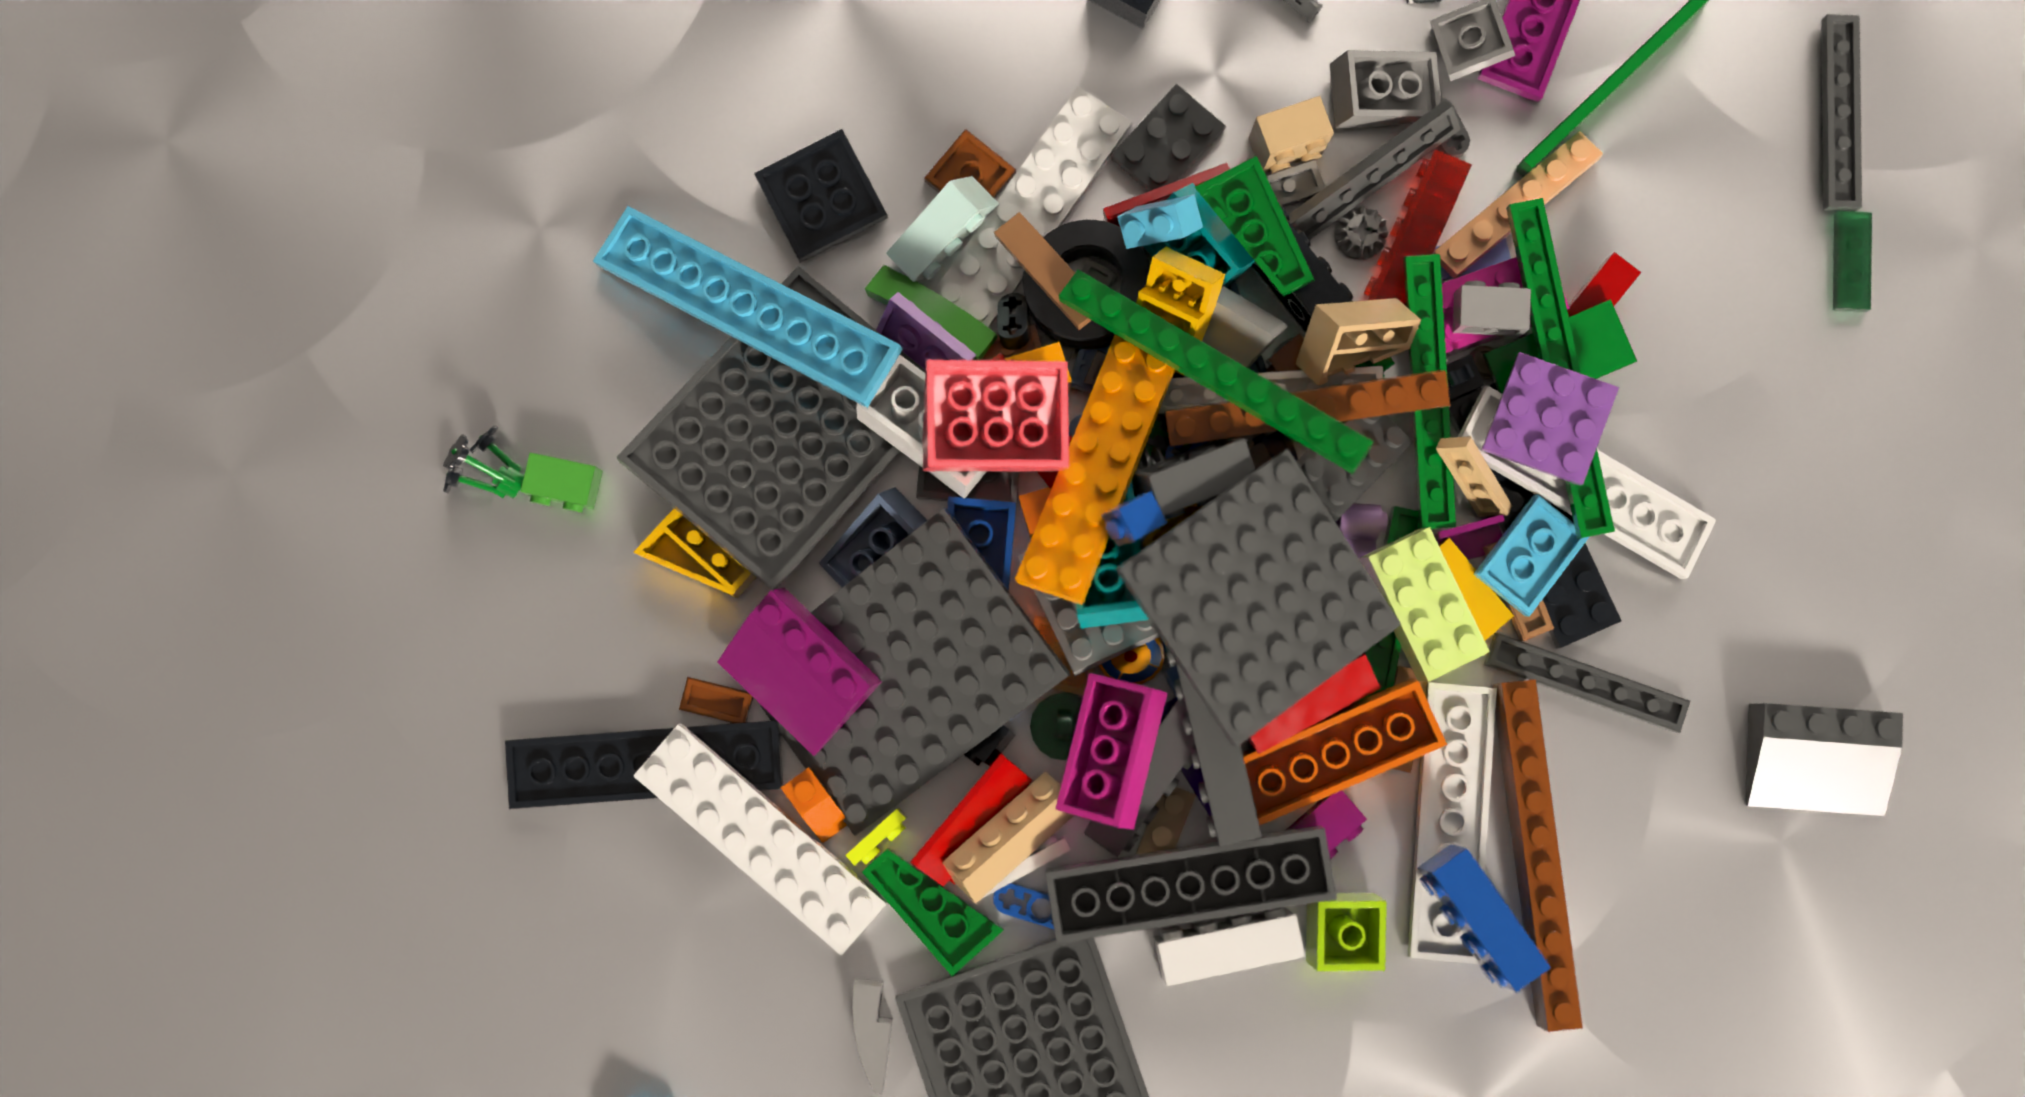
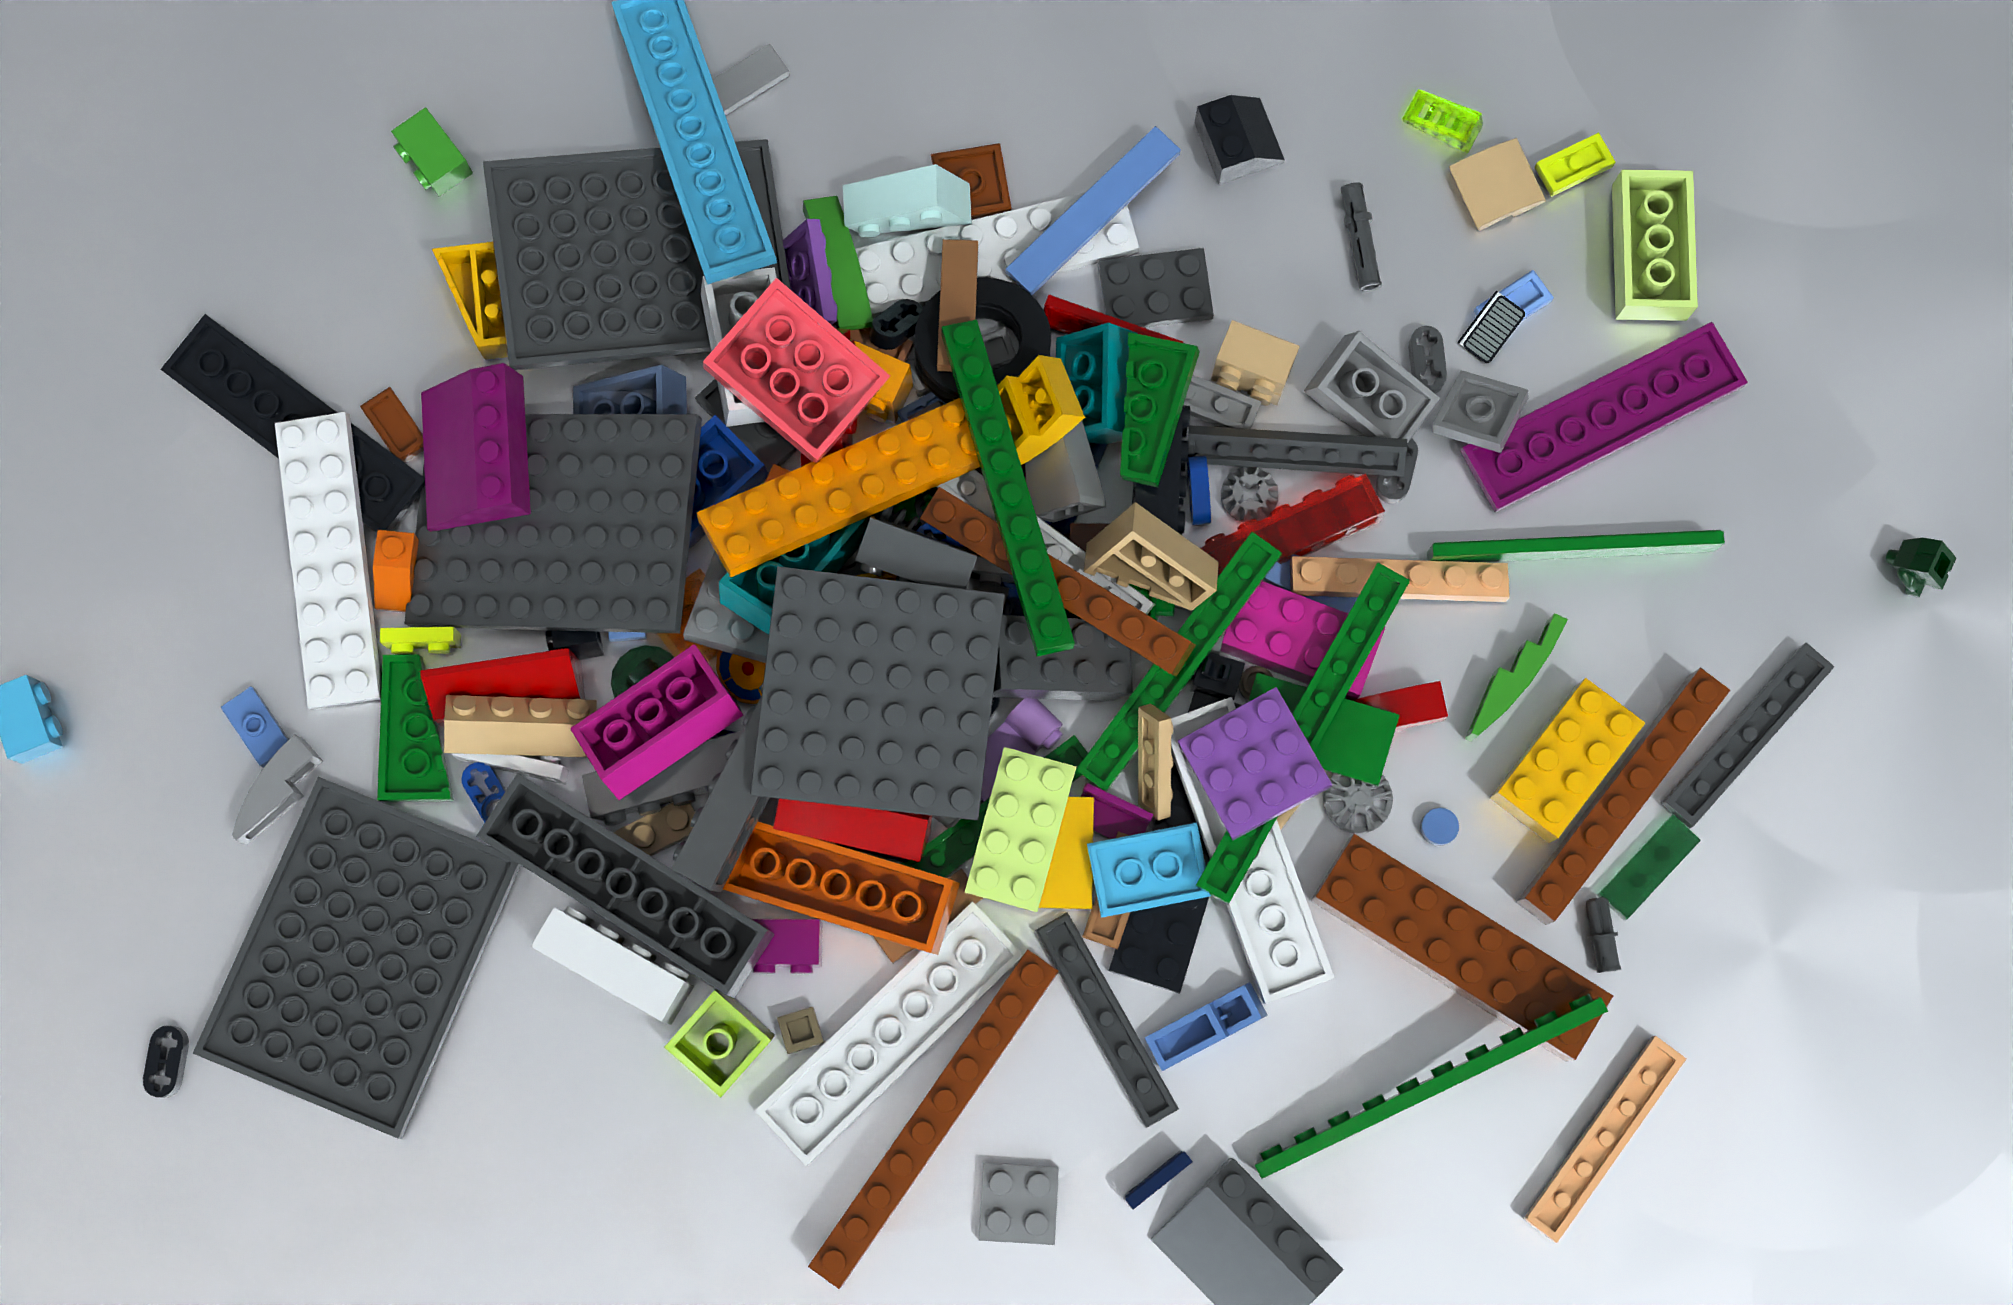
camera: 40 degrees right, 5 degrees down
(507, 481) = (390, 113): plant -> none
(743, 229) = (749, 78): none -> light grey tile
(815, 1000) = (255, 725): none -> medium blue plate
(821, 195) = (836, 100): black plate -> none
(1079, 122) = (1093, 211): none -> medium blue tile
(1134, 519) = (830, 543): blue brick -> none
(1160, 221) = (1076, 337): medium azure brick -> none
(1340, 268) = (1199, 490): none -> blue beam
(1390, 874) = (800, 1030): none -> dark tan plate
(1400, 32) = (1435, 359): none -> dark grey beam
(1483, 918) = (834, 1122): blue brick -> none
(1491, 309) = (1287, 635): light grey brick -> none
(1626, 381) = (1357, 800): none -> light grey wheel
(1640, 860) = (1018, 1203): none -> light grey plate
(1656, 220) = (1508, 685): none -> bright green slope
(1660, 628) = (1206, 1026): none -> medium blue slope
(1691, 354) = (1439, 826): none -> medium blue tile
(1720, 761) = (1157, 1179): none -> dark blue tile
(1740, 233) = (1567, 760): none -> yellow brick
(1782, 425) = (1454, 943): none -> dark orange brick
(1798, 226) = (1623, 796): none -> dark orange brick
(1857, 529) = (1443, 1078): none -> green plate
(1865, 334) = (1602, 935): none -> dark grey axle
(1985, 472) = (1604, 1139): none -> light nougat plate

